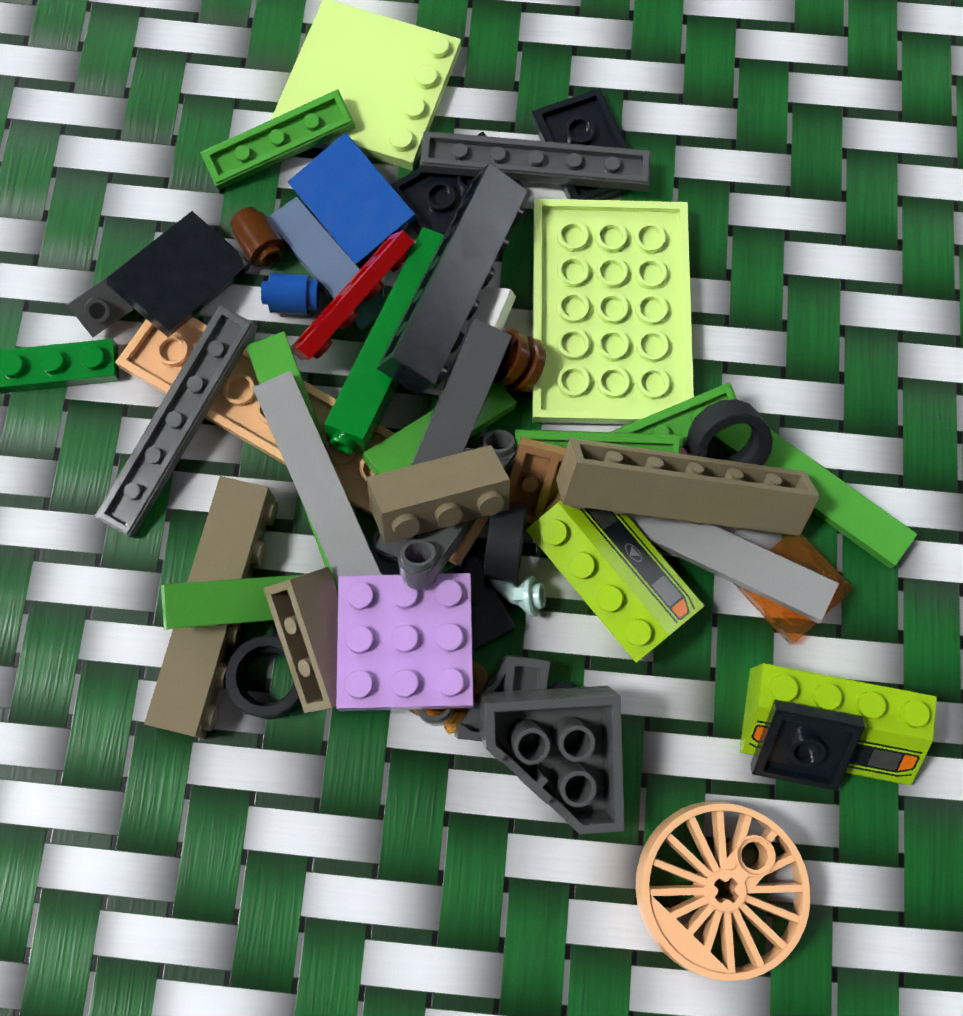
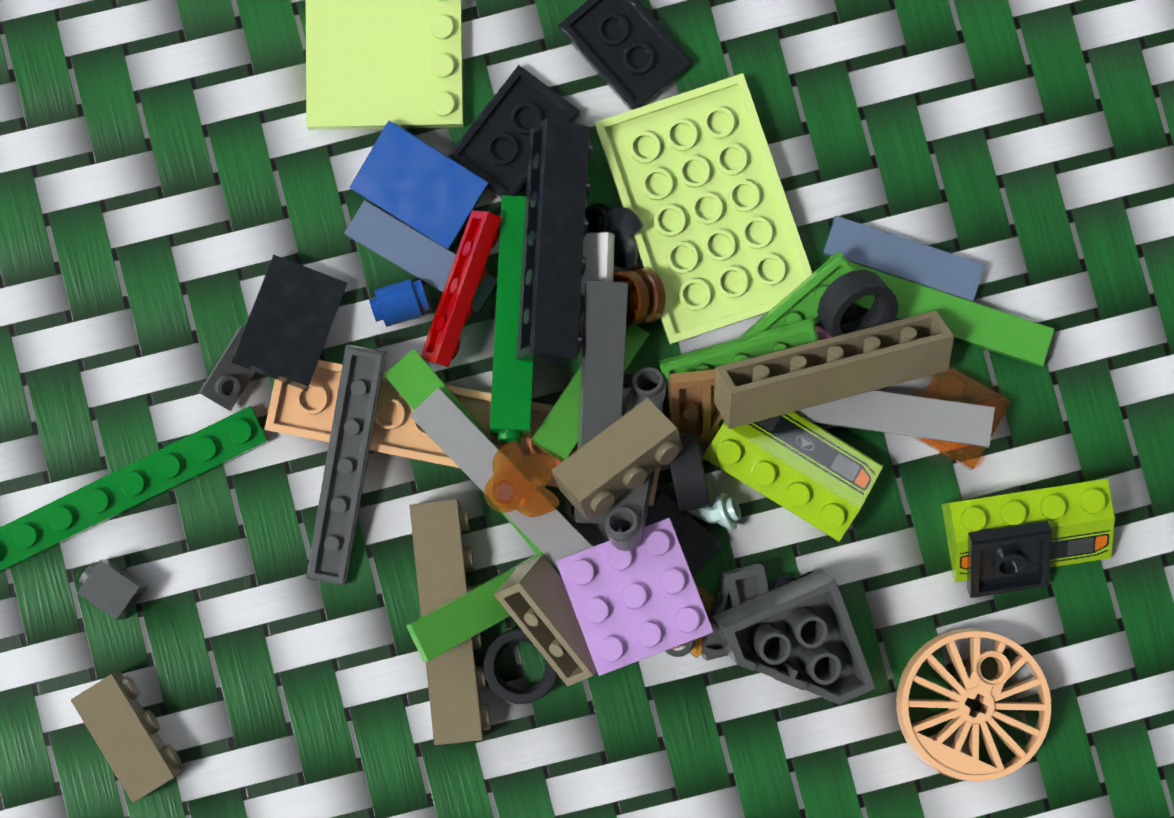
camera: 15 degrees left, 10 degrees up
(257, 237) = (344, 256): reddish brown brick -> none
(278, 139) = (323, 147): bright green tile -> none
(341, 485) = (525, 477): none -> clear orange plate
(528, 293) = (622, 223): none -> black plate
(537, 160) = (582, 81): dark grey tile -> none
(792, 420) = (904, 258): none -> sand blue tile

